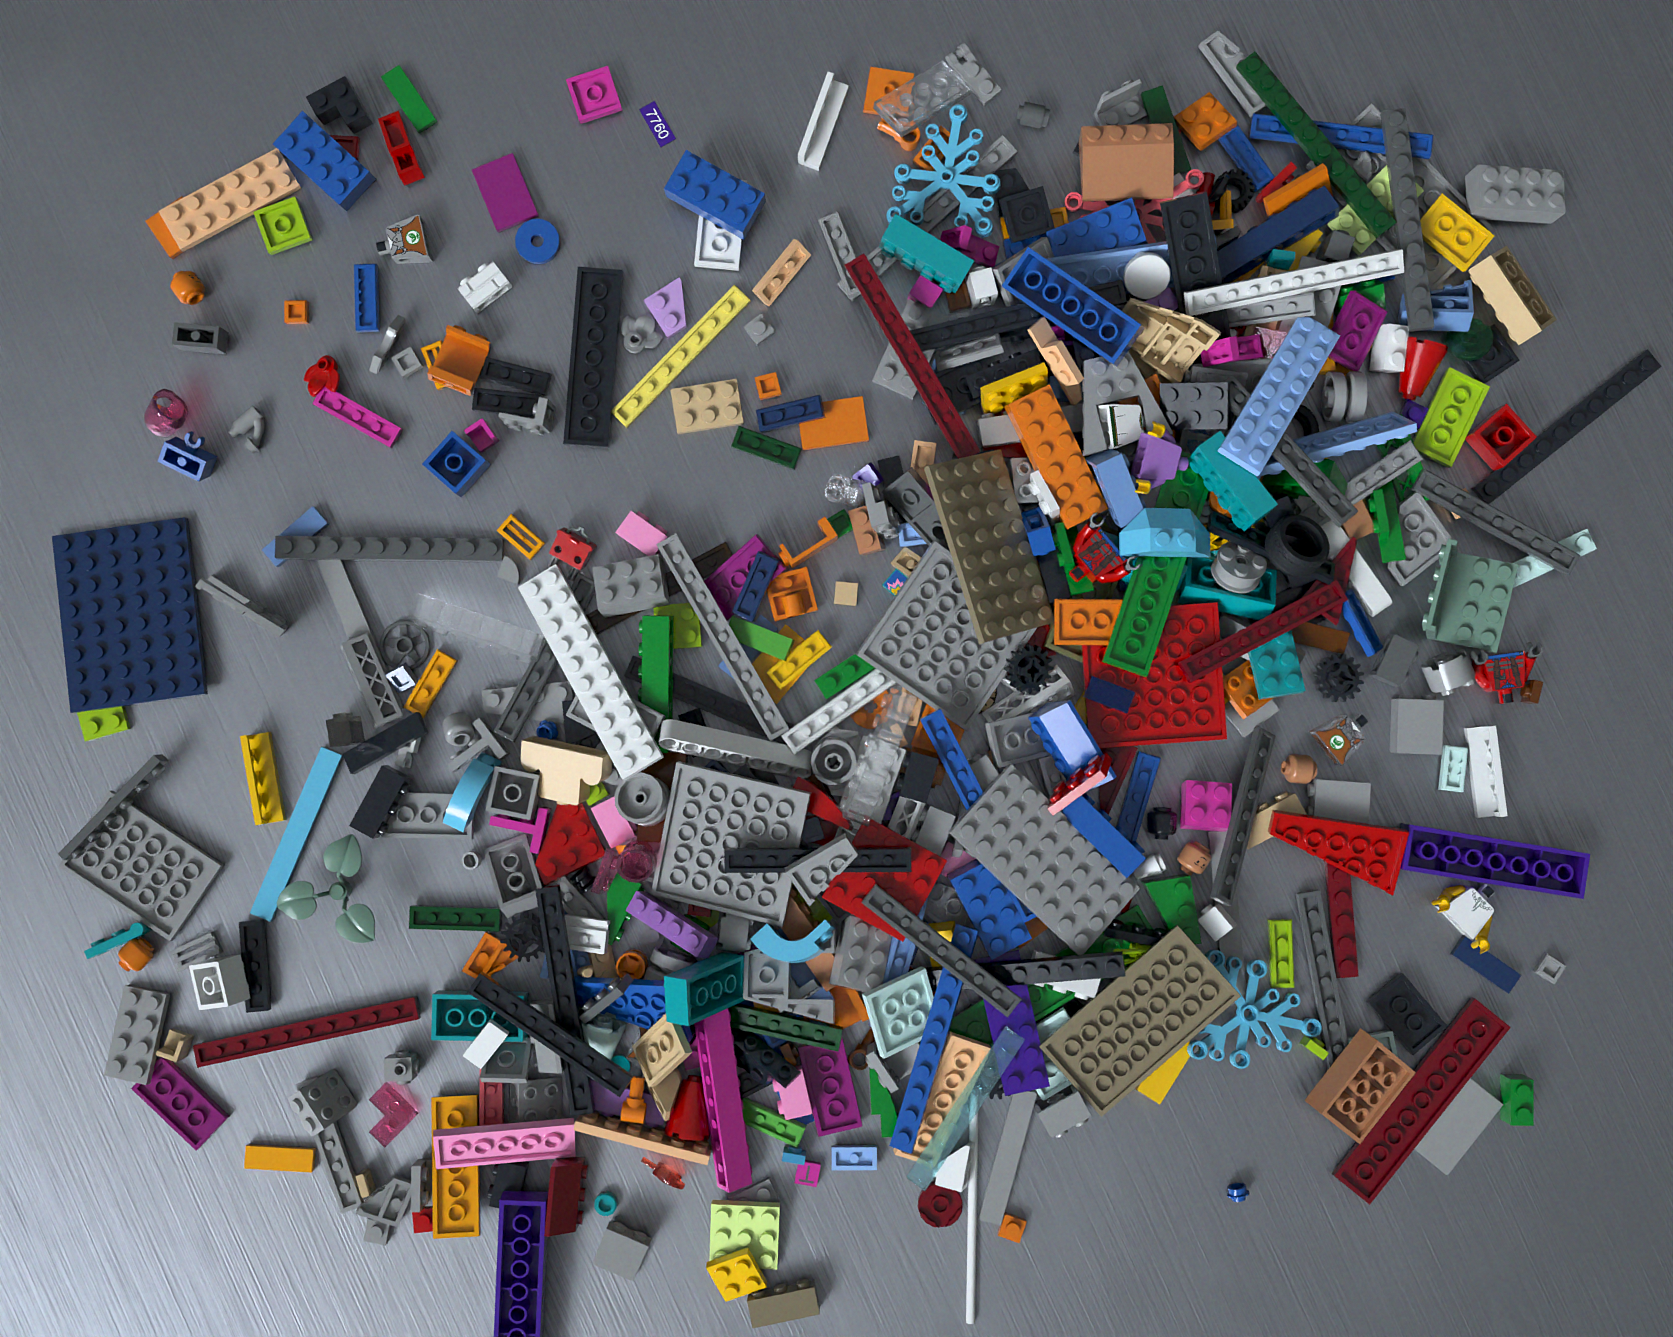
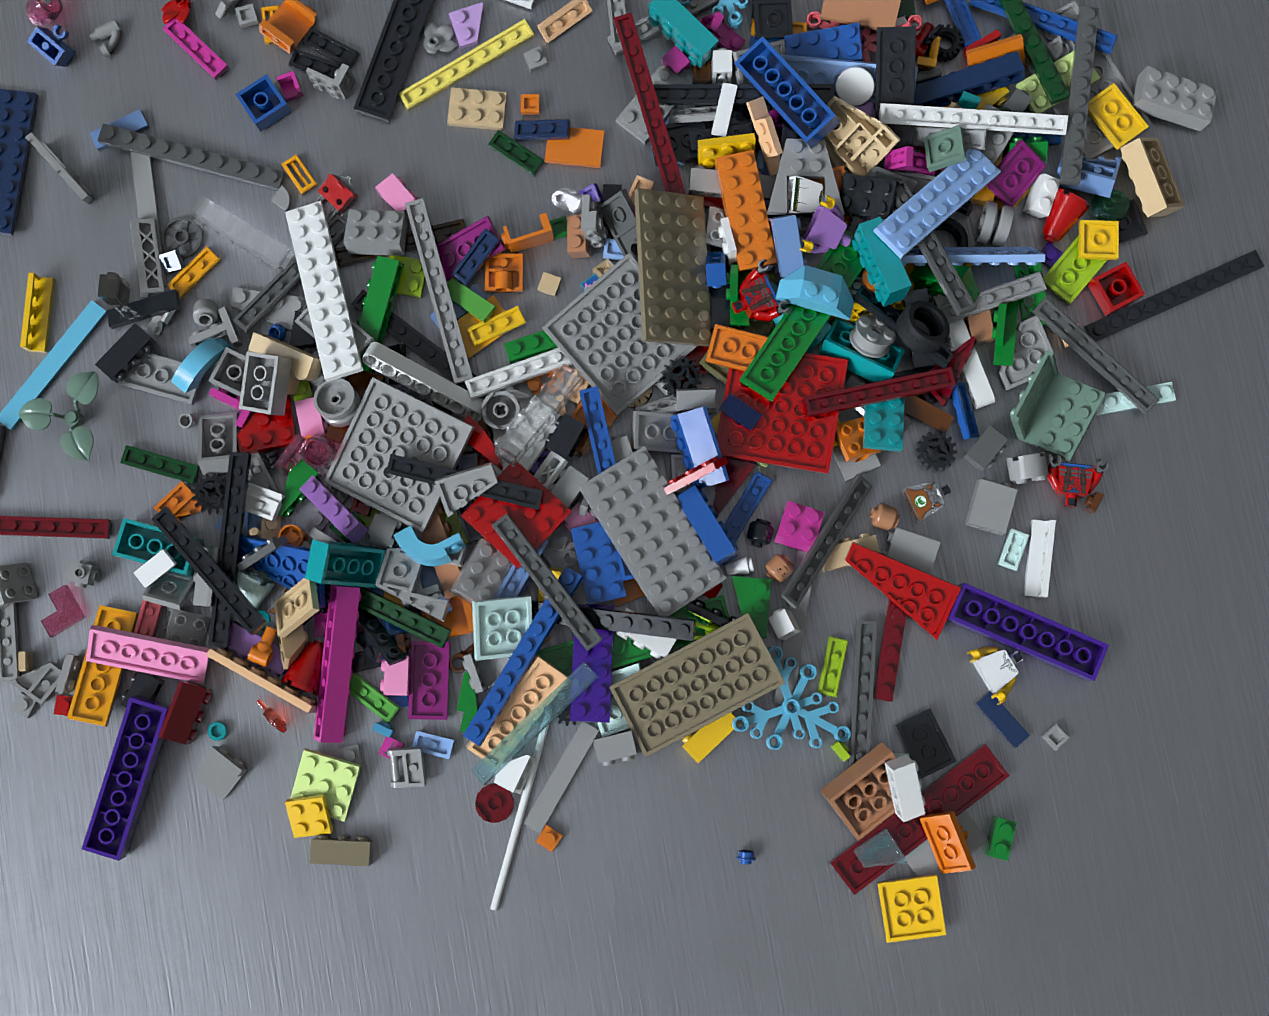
camera: 15 degrees right, 5 degrees down
(554, 800) = (265, 383): none -> light grey brick
(838, 1188) = (412, 765): none -> light grey plate
(1000, 341) = (724, 109): none -> white sticker
(1052, 689) = (695, 398): none -> light grey tile
(1270, 326) = (945, 148): none -> sand green plate
(1387, 1150) = (879, 851): none -> clear light blue wing
(1401, 1075) = (905, 787): none -> white brick
(1437, 1203) = (911, 908): none -> yellow plate
(1463, 1123) = (948, 842): none -> orange plate
(1467, 385) = (1098, 240): none -> yellow plate

